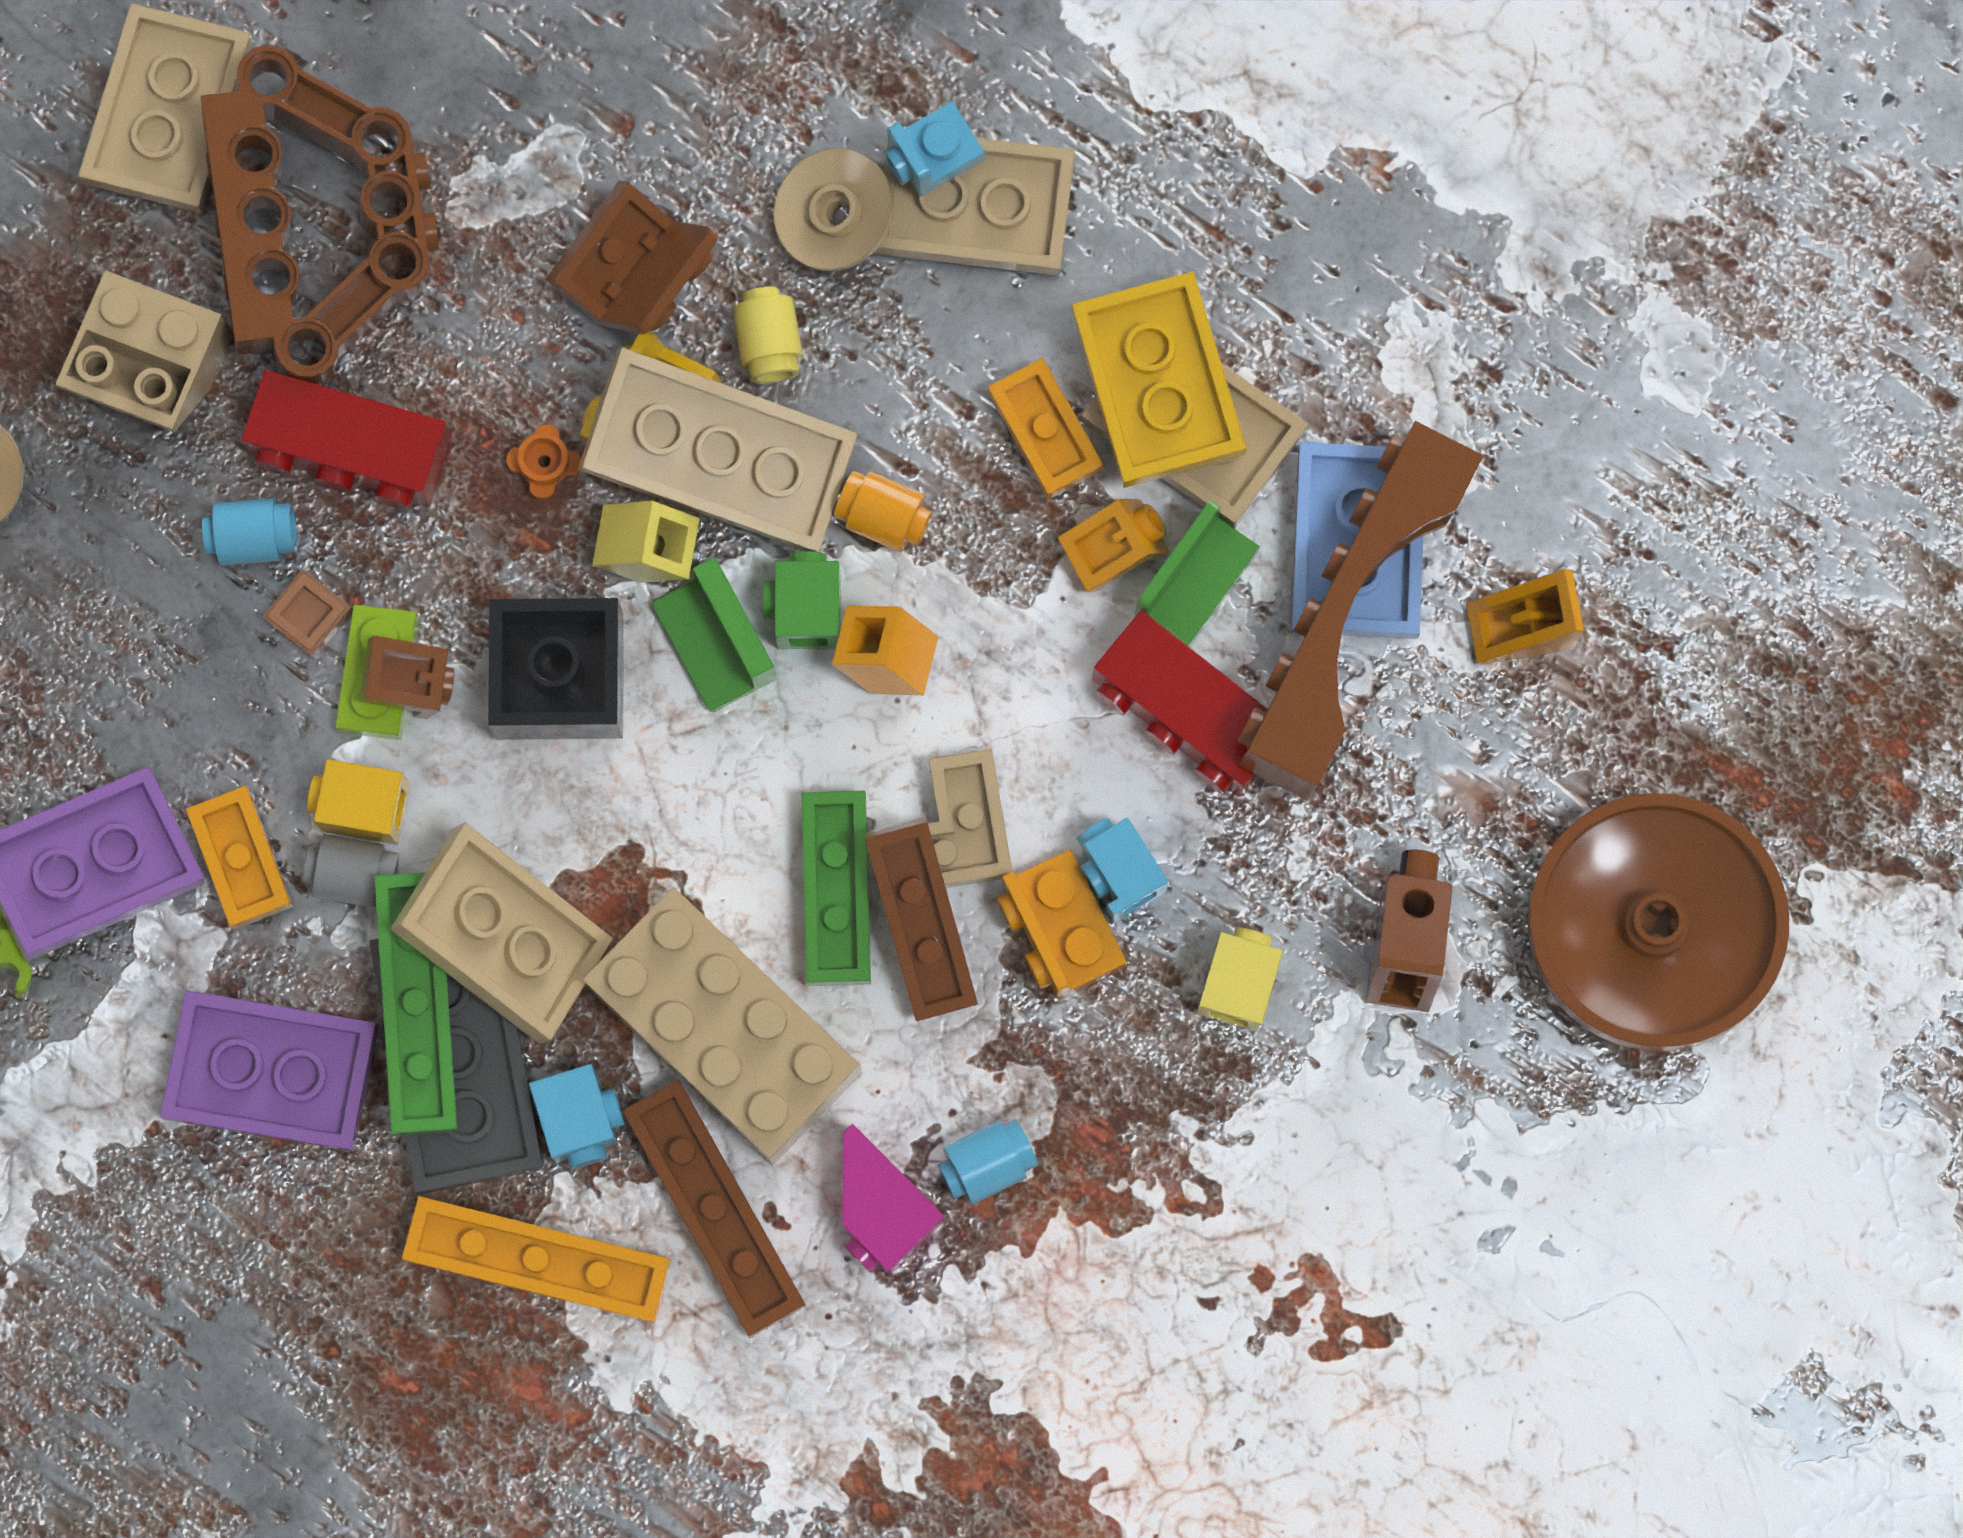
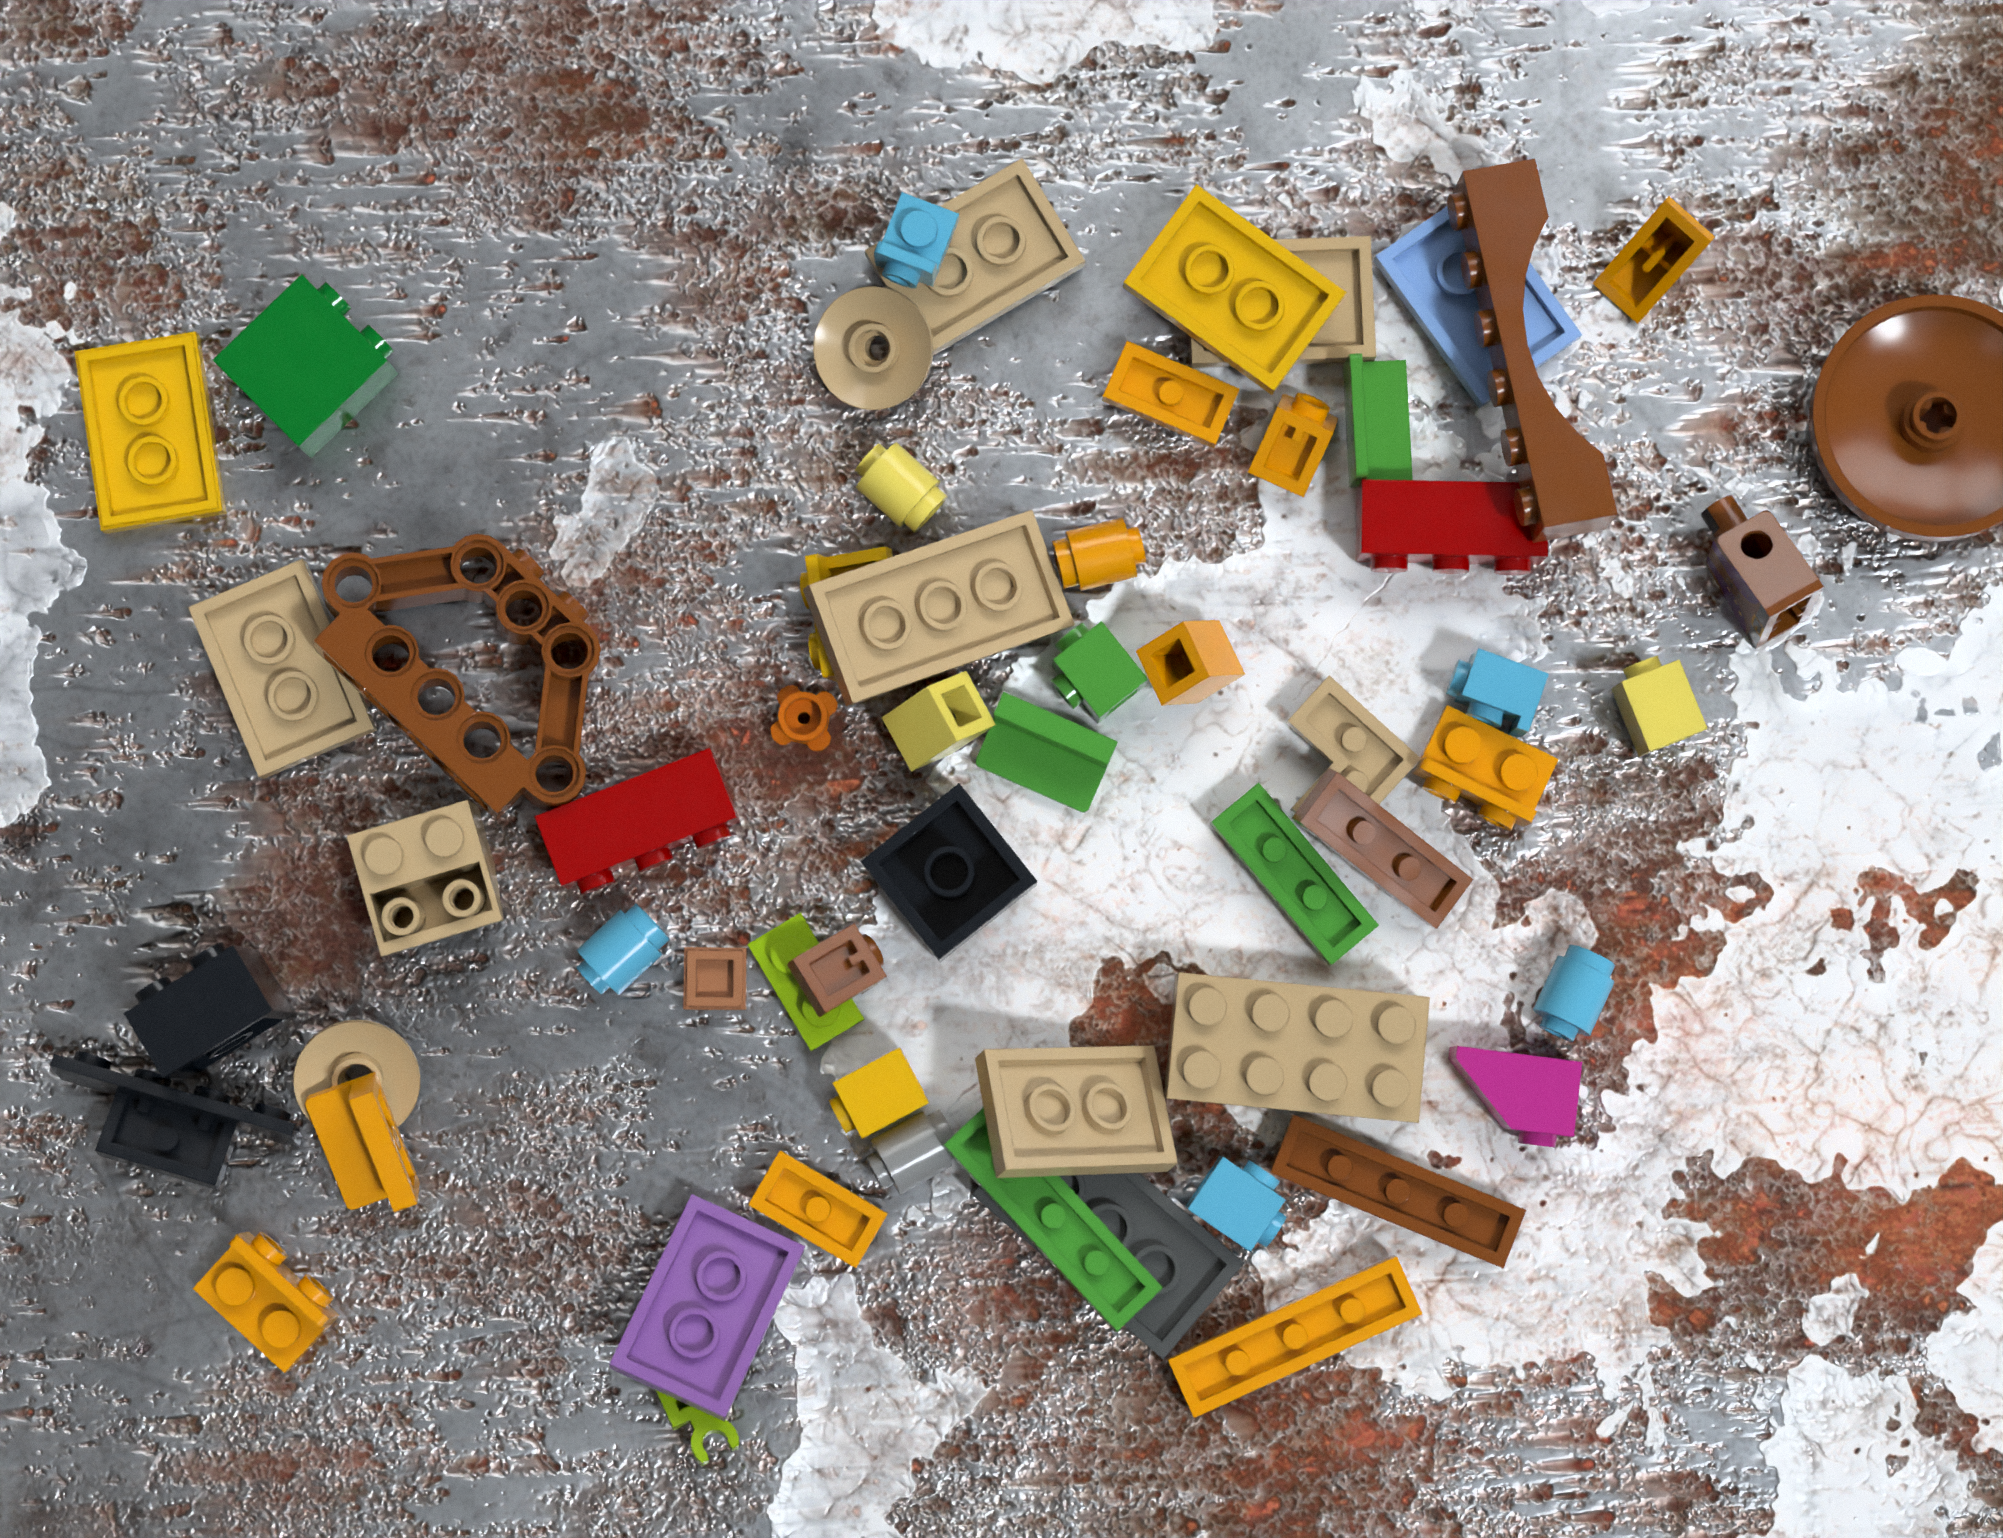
camera: 40 degrees left, 5 degrees up
(269, 1071) = (974, 1354): medium lavender plate -> none
(631, 262) = (754, 510): dark orange bracket -> none

